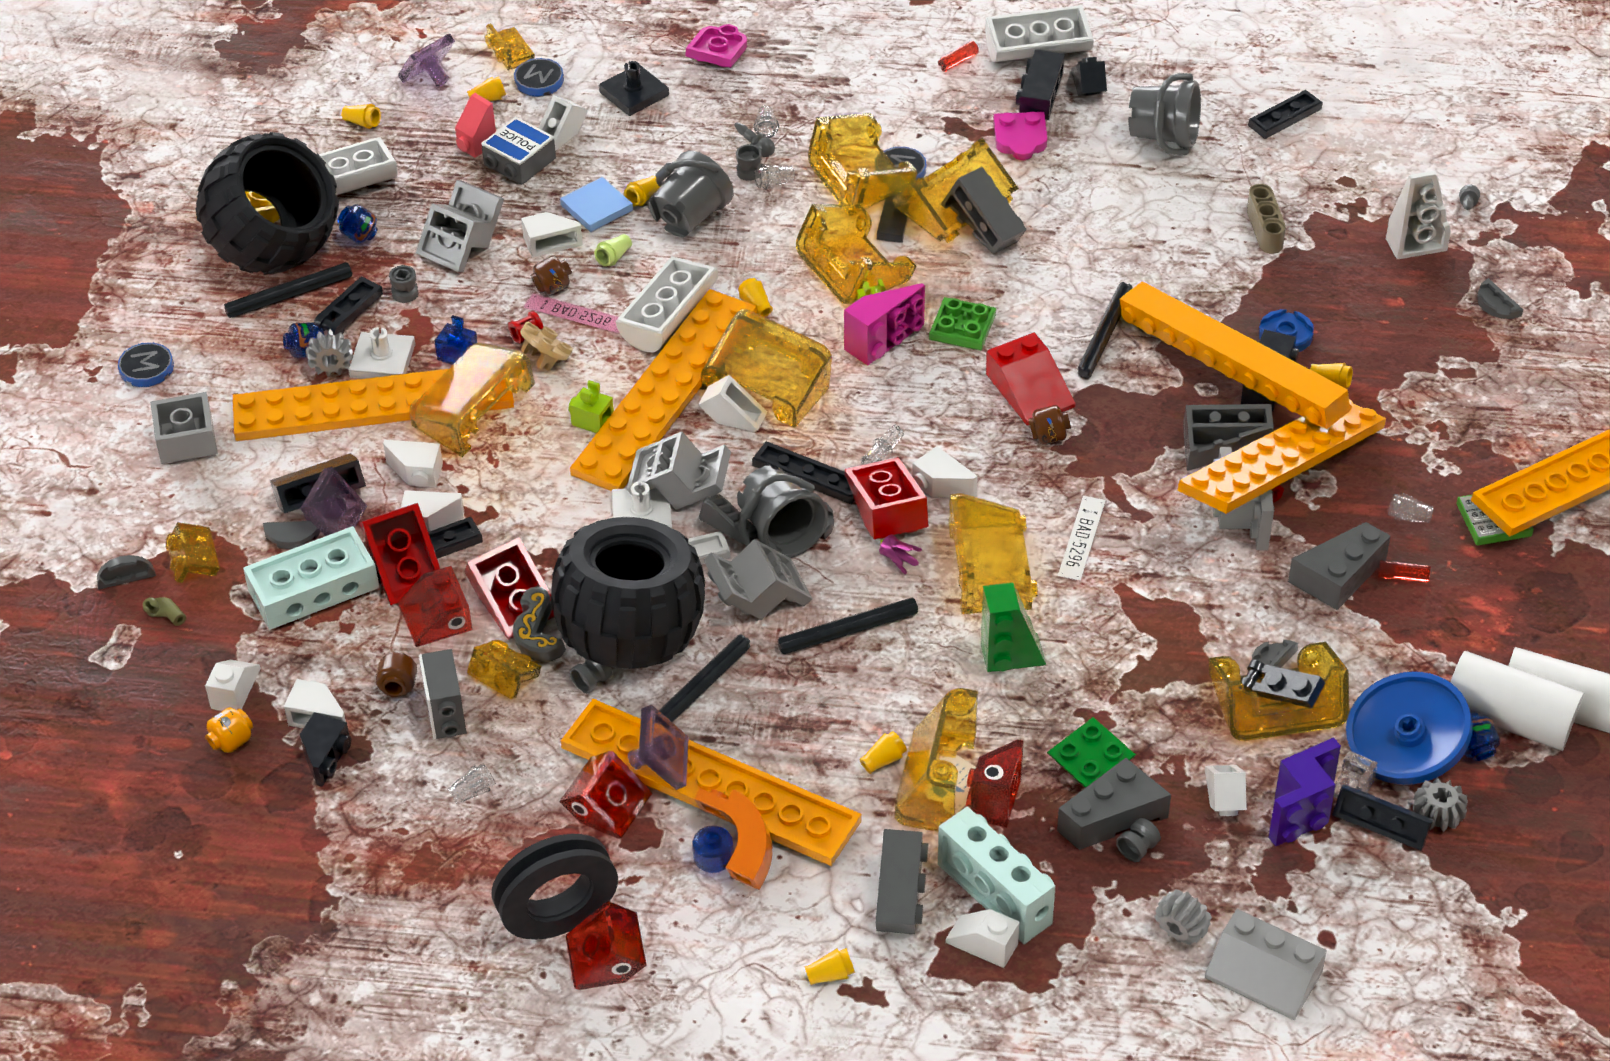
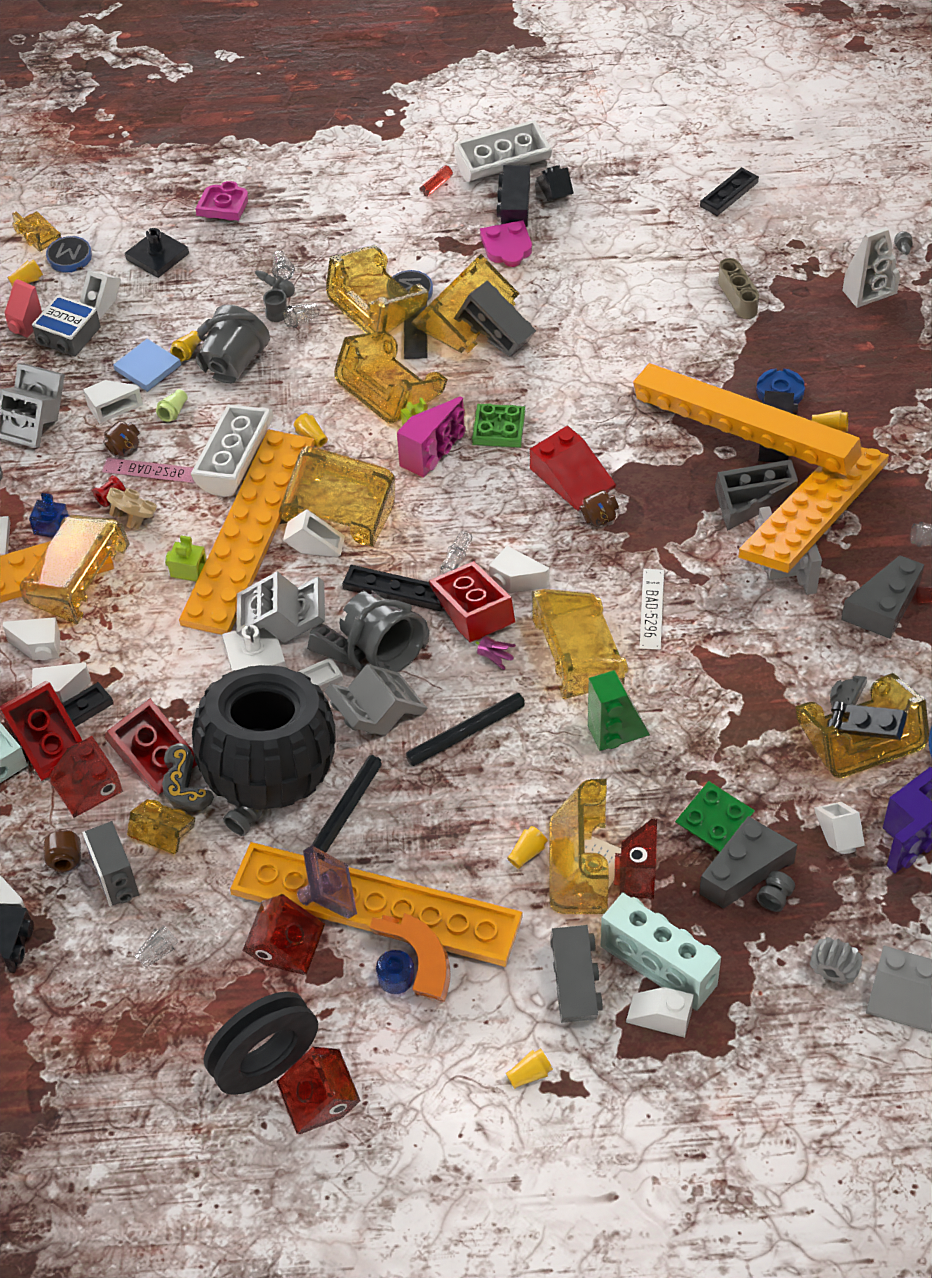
camera: 10 degrees left, 5 degrees up
(1103, 332) = (624, 413): black axle -> none
(1167, 113) = (632, 206): dark grey piece -> none

